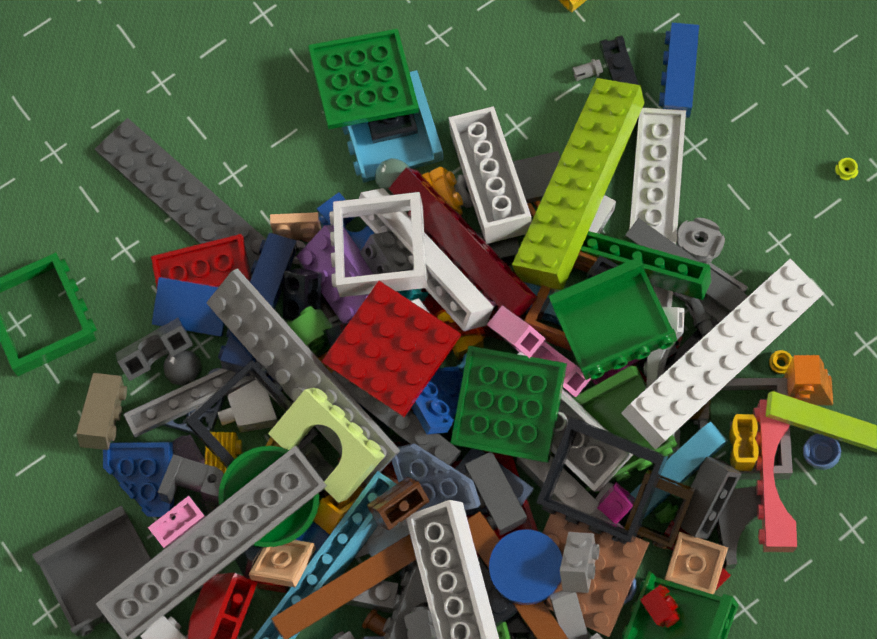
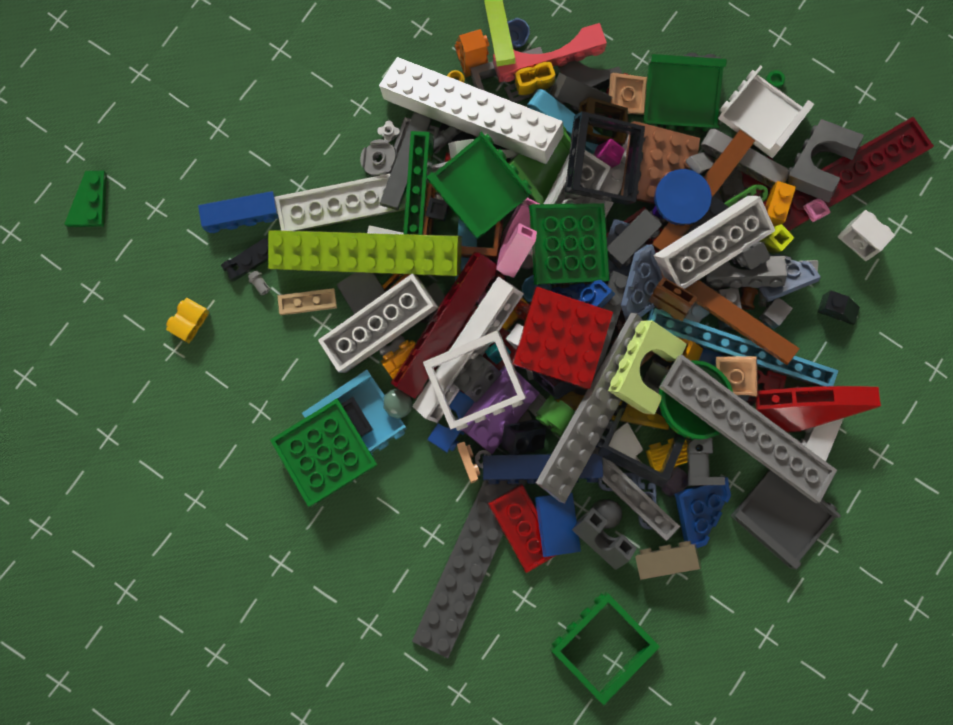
camera: 115 degrees left, 10 degrees up
(170, 530) = (732, 458): bright pink window -> none
(261, 612) = (771, 380): none -> red plate
(547, 114) = (307, 301): none -> tan plate
(579, 562) = (668, 160): light grey brick -> none
(661, 607) = (668, 106): red brick -> none
(730, 268) = (393, 131): none -> white plate
(847, 163) = (287, 67): neon yellow plate -> none

